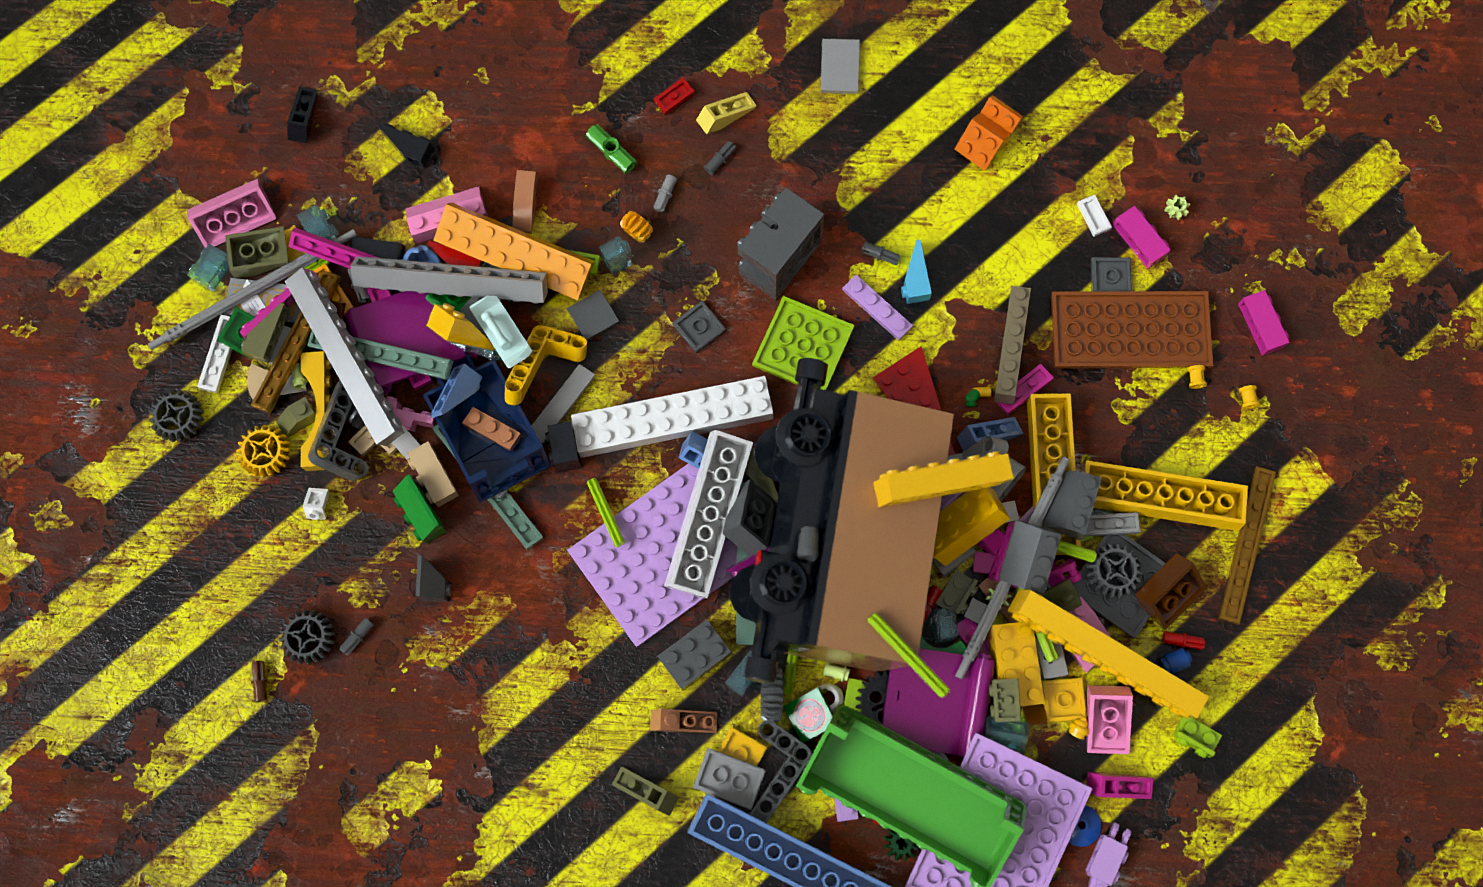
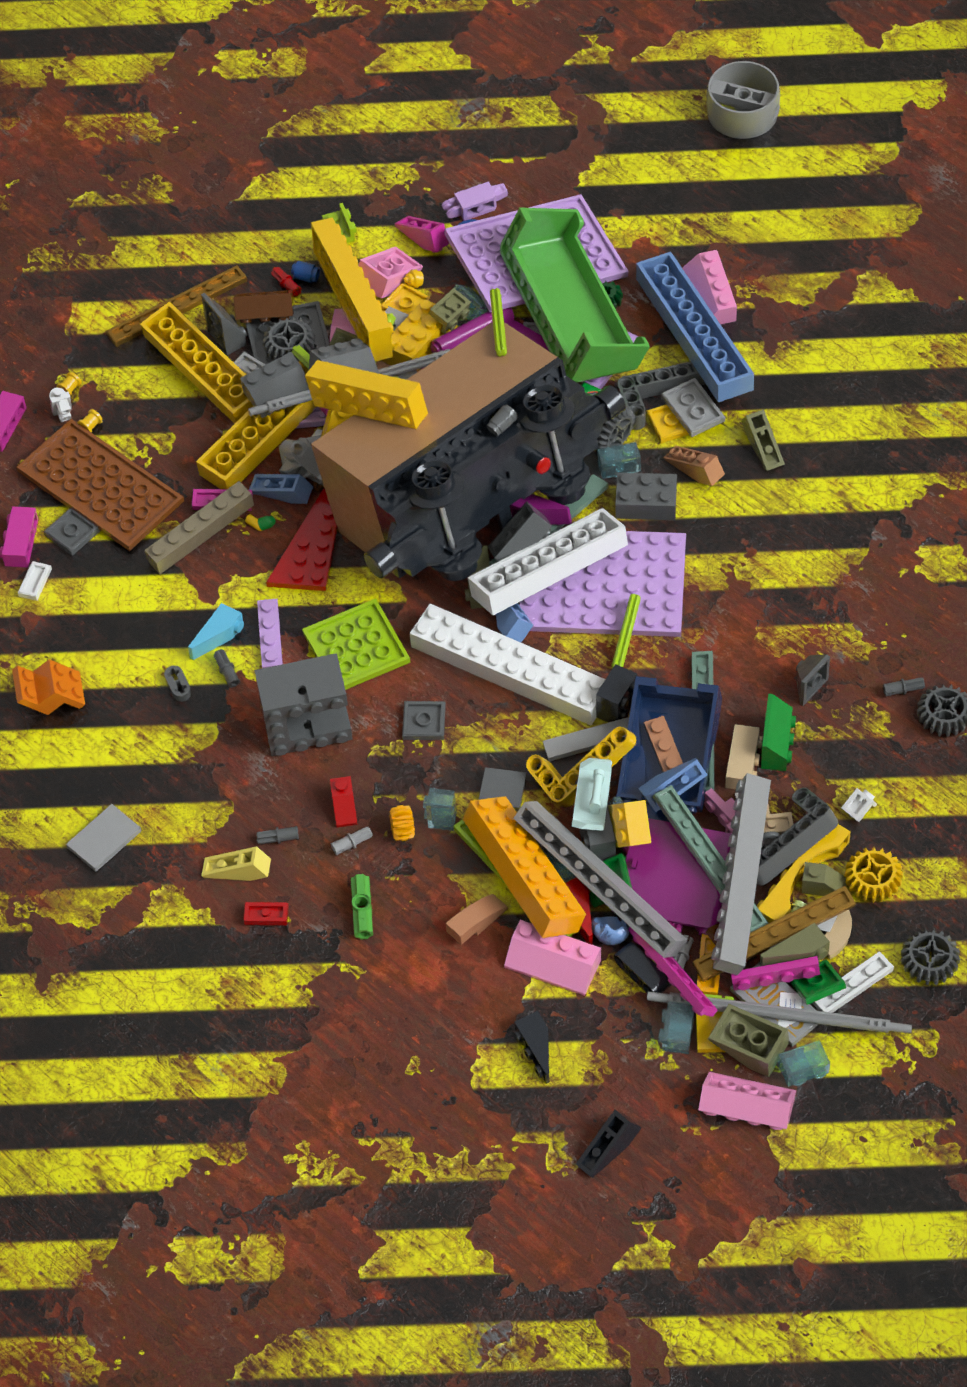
camera: 140 degrees left, 20 degrees down
(696, 215) = (343, 801): none -> red slope
(908, 213) = (174, 684): none -> dark grey beam
(1184, 540) = (223, 326): none -> dark grey slope
(1232, 367) = (60, 404): none -> white hips

